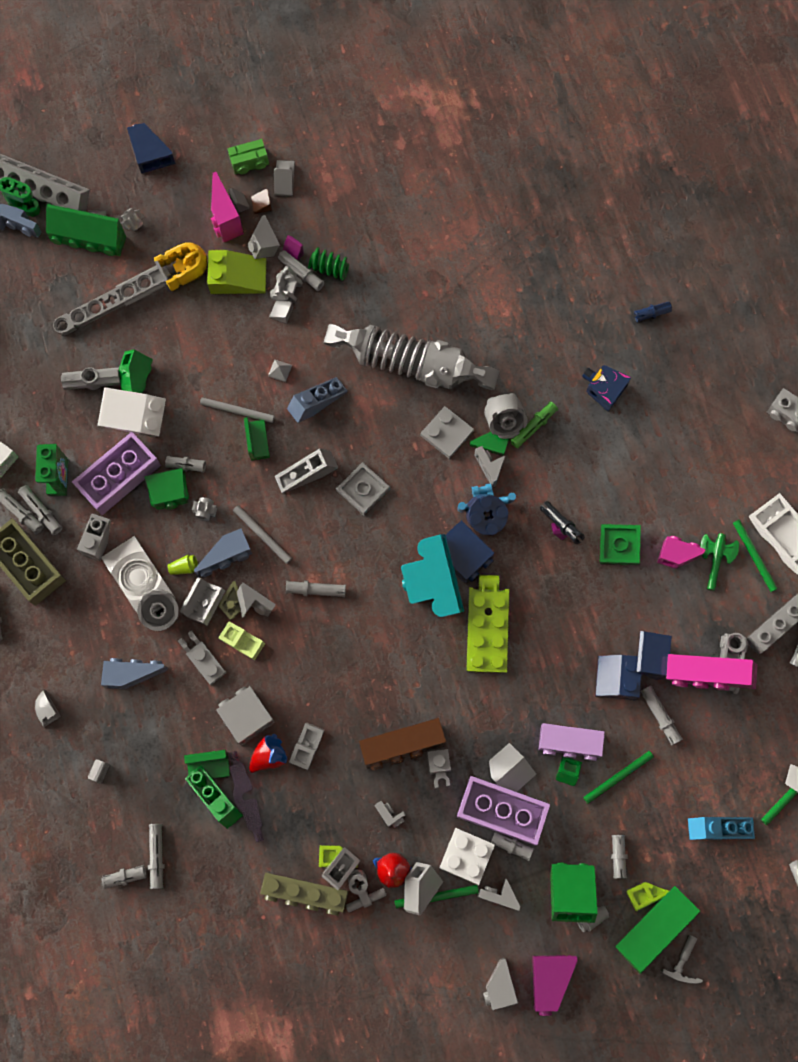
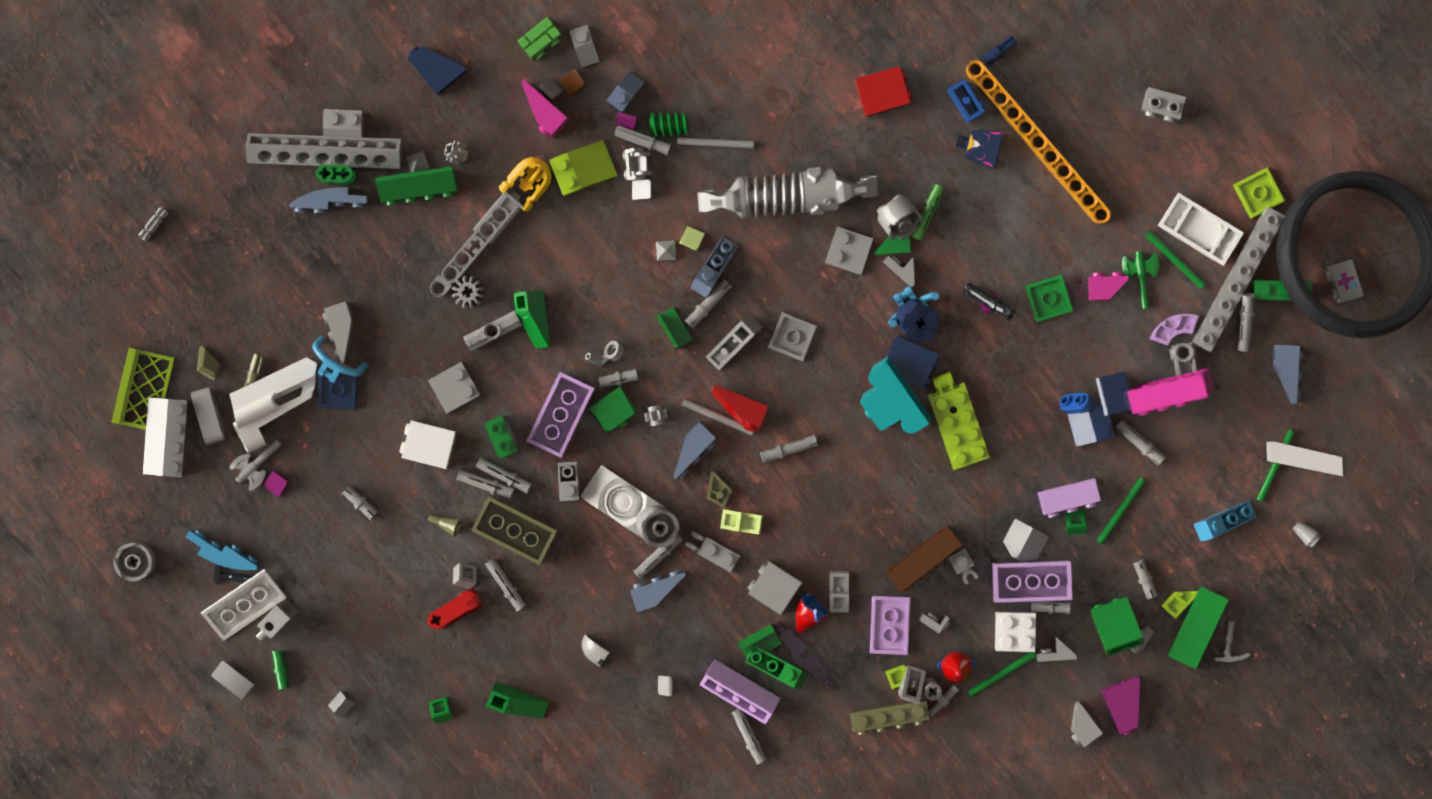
camera: 20 degrees left, 15 degrees up
(34, 416) = (454, 387): none -> light grey plate
(48, 159) = (343, 123): none -> light grey slope
(86, 338) = (462, 288): none -> light grey gear
(124, 877) = (729, 763): light grey pin -> none
(126, 649) = (658, 555): none -> light grey pin
(131, 412) = (550, 352): white slope -> none
(165, 805) = (721, 679): none -> lavender brick
(183, 565) = (659, 475): lime cone -> none
(191, 438) = (613, 351): none -> light grey plate
(202, 601) = (692, 501): light grey bracket -> none
(237, 410) = (642, 306): light grey piece -> none
(249, 597) = (733, 484): light grey slope -> none
(263, 241) = (593, 124): light grey slope -> none
(289, 536) = (742, 409): none -> red slope
(297, 429) = (708, 303): none -> light grey pin
(302, 225) = (625, 92): none -> sand blue slope
(307, 368) = (692, 238): none -> yellowish green slope
(343, 800) = (890, 625): none -> lavender tile
(364, 296) = (715, 142): none -> light grey bar
(420, 888) = (986, 673): light grey slope -> none
(533, 306) = (883, 91): none -> red brick
(606, 339) = (965, 100): none -> blue brick
(611, 650) = (1076, 403): none -> blue plate
(660, 410) = (1028, 138): none -> light orange beam
(732, 617) = (1174, 326): none -> lavender tile

